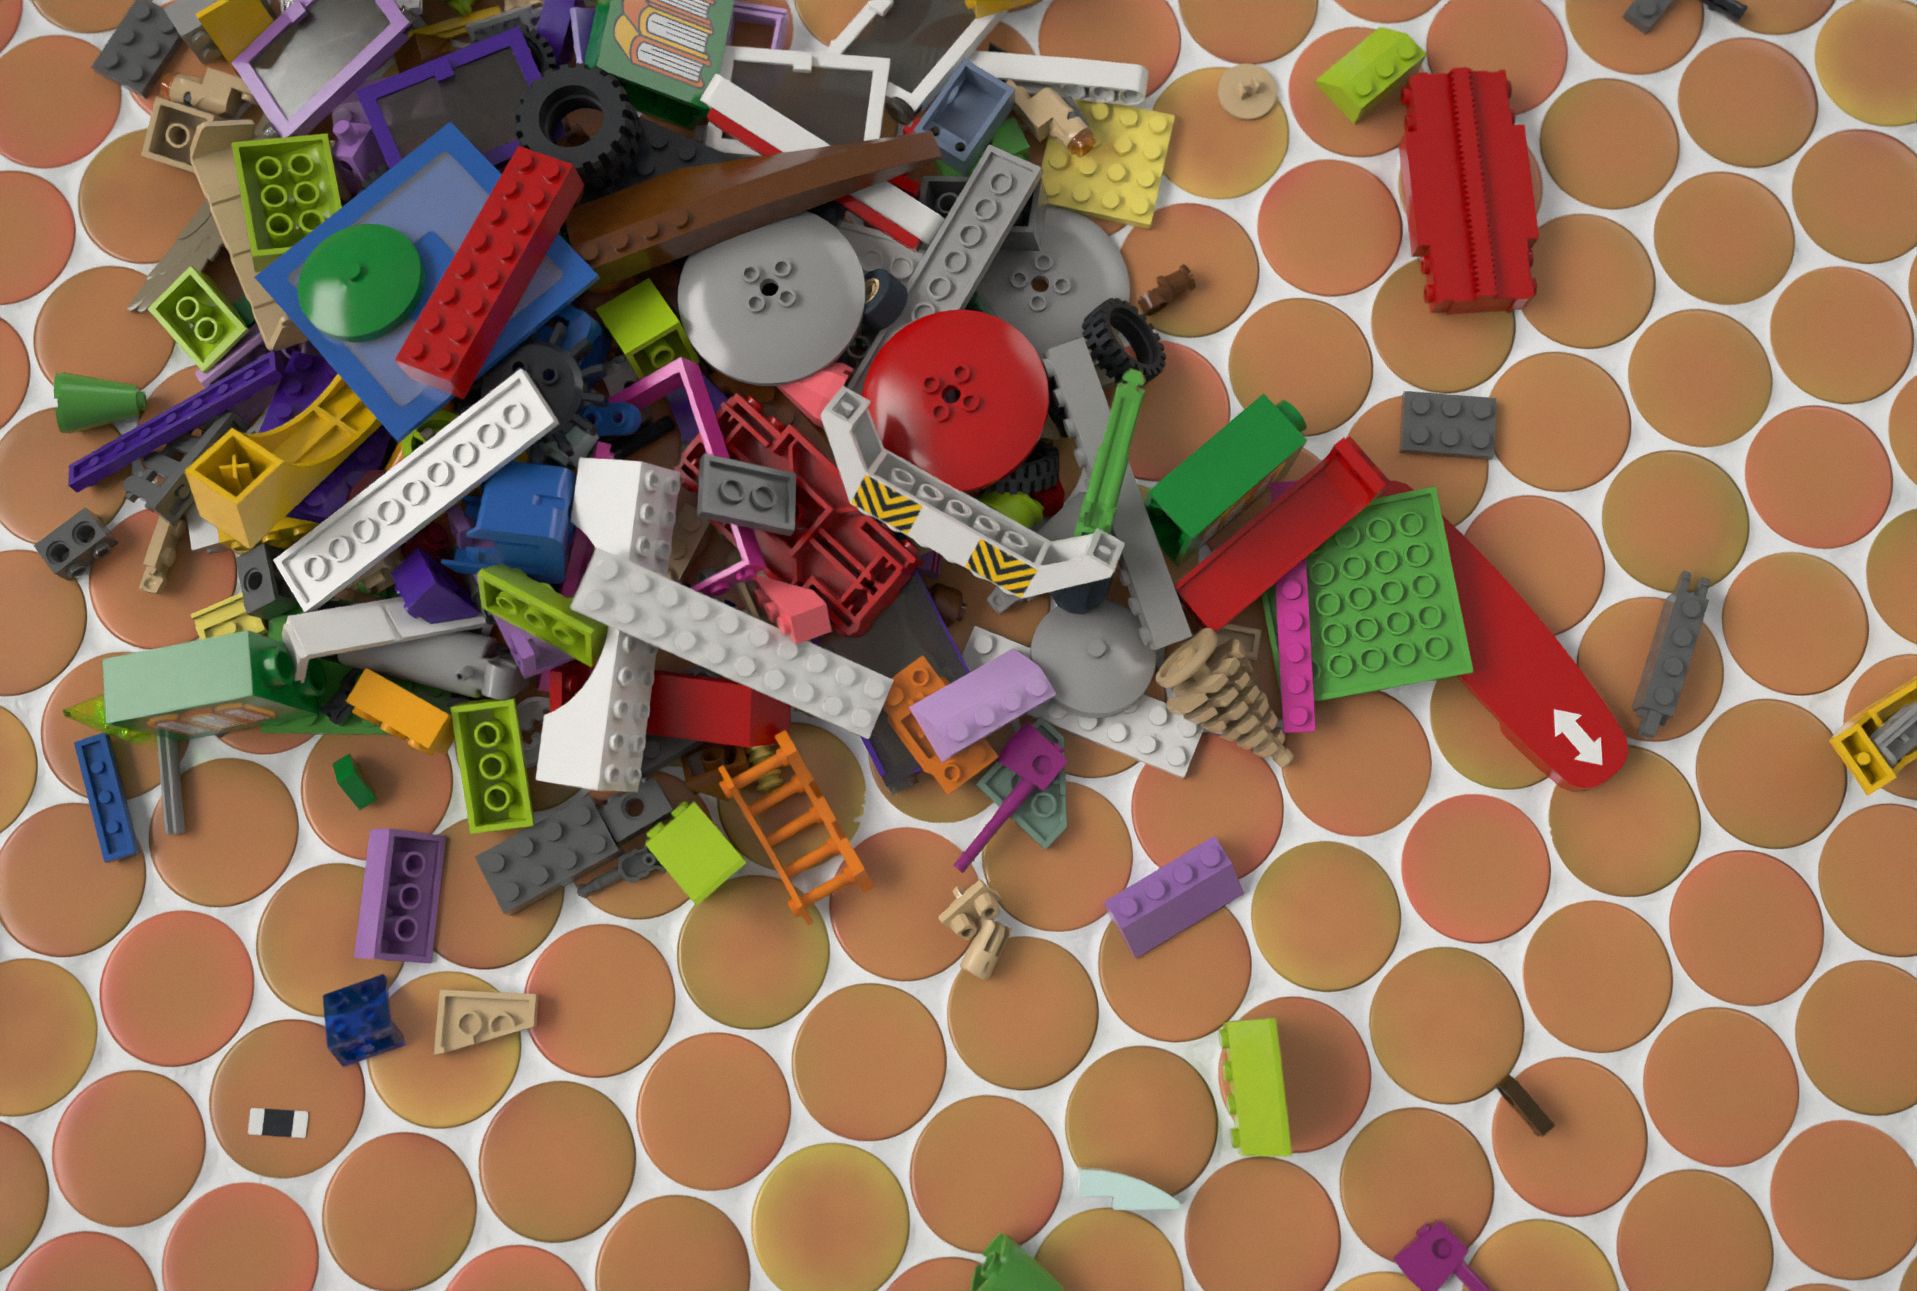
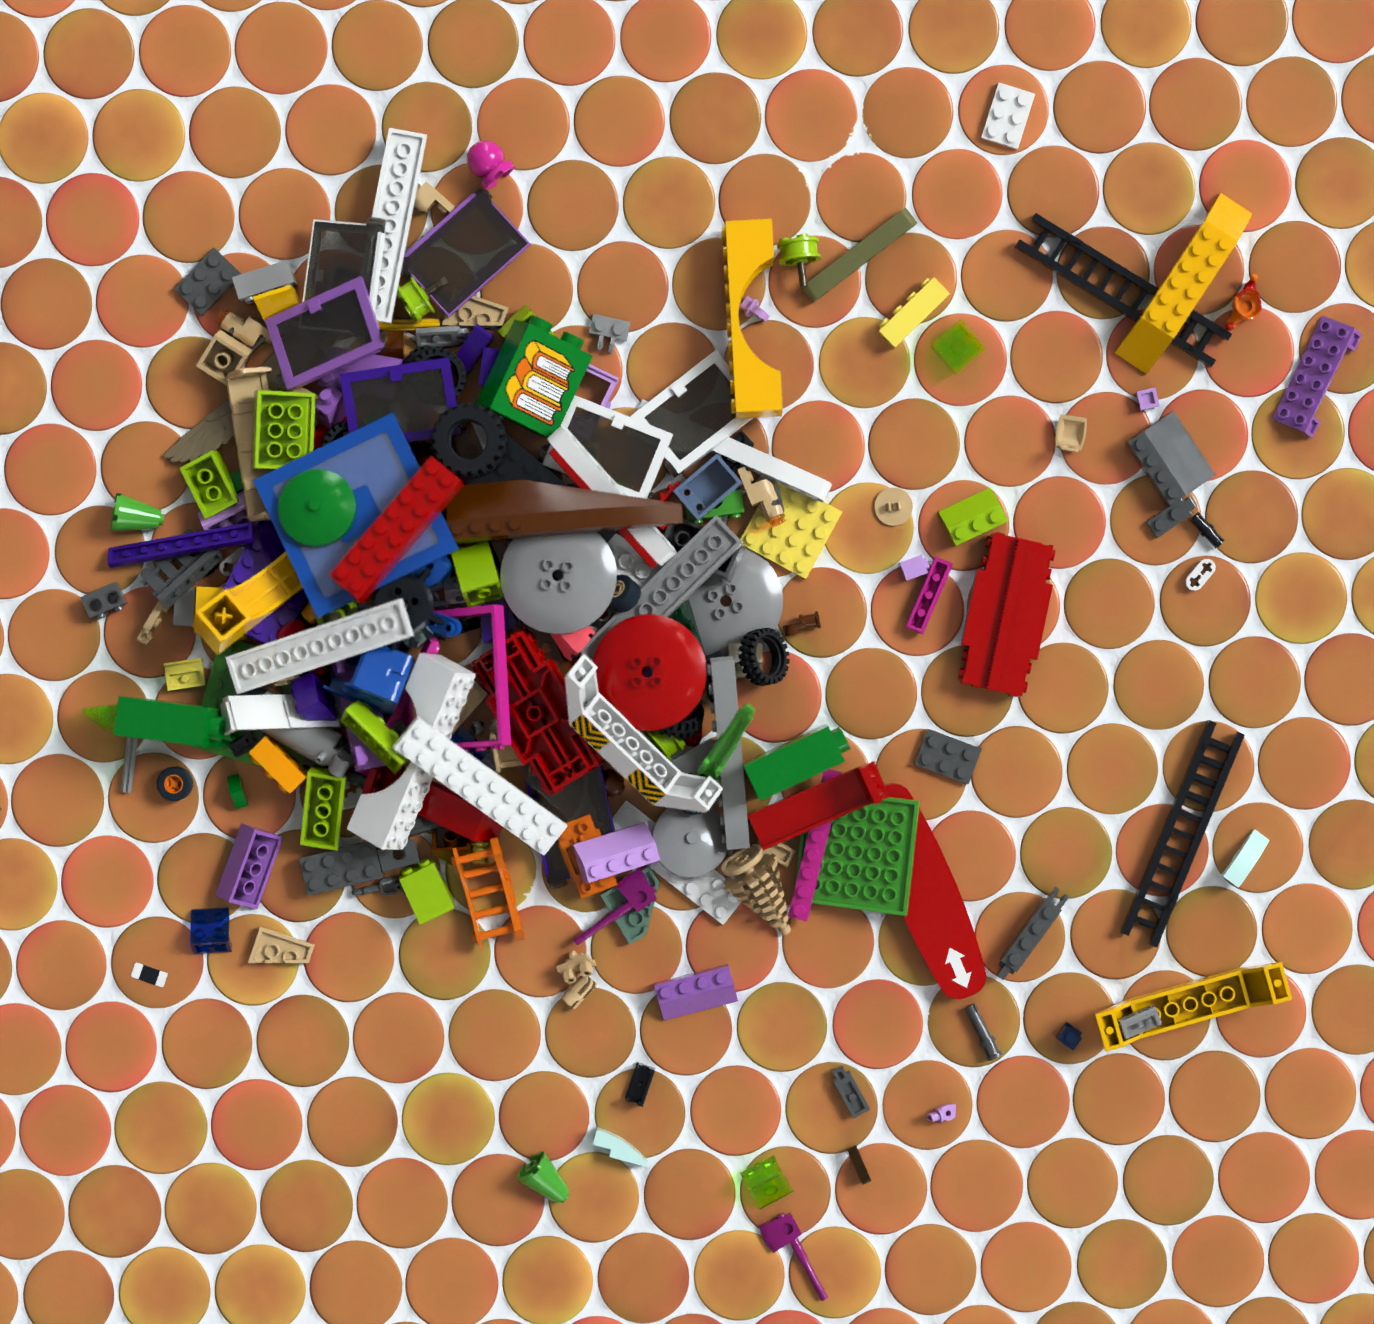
camera: 15 degrees right, 10 degrees up
(106, 797) = (90, 760): blue plate -> none
(240, 789) = (168, 783): none -> black wheel
(262, 584) = (212, 669): dark grey brick -> none
(533, 704) = (355, 777): none -> dark grey pin
(746, 495) = (511, 703): dark grey plate -> none
(794, 609) = (521, 772): coral slope -> none
(1128, 1073) = (640, 1084): none -> black hinge
(1255, 1087) = (708, 1112): lime slope -> none
(1306, 164) = (914, 567): none -> lavender brick
(1342, 198) = (929, 595): none -> dark pink brick
(1384, 1178) = (766, 1182): none -> clear neon green slope
(1470, 989) = (850, 1092): none -> dark grey hinge
(1624, 984) = (939, 1113): none -> lavender piece
(1658, 843) = (987, 1040): none -> dark grey pin
(1733, 66) = (1203, 577): none -> white beam
(1786, 799) = (1069, 1036): none -> dark blue brick
(1819, 441) = (1168, 827): none -> black ladder

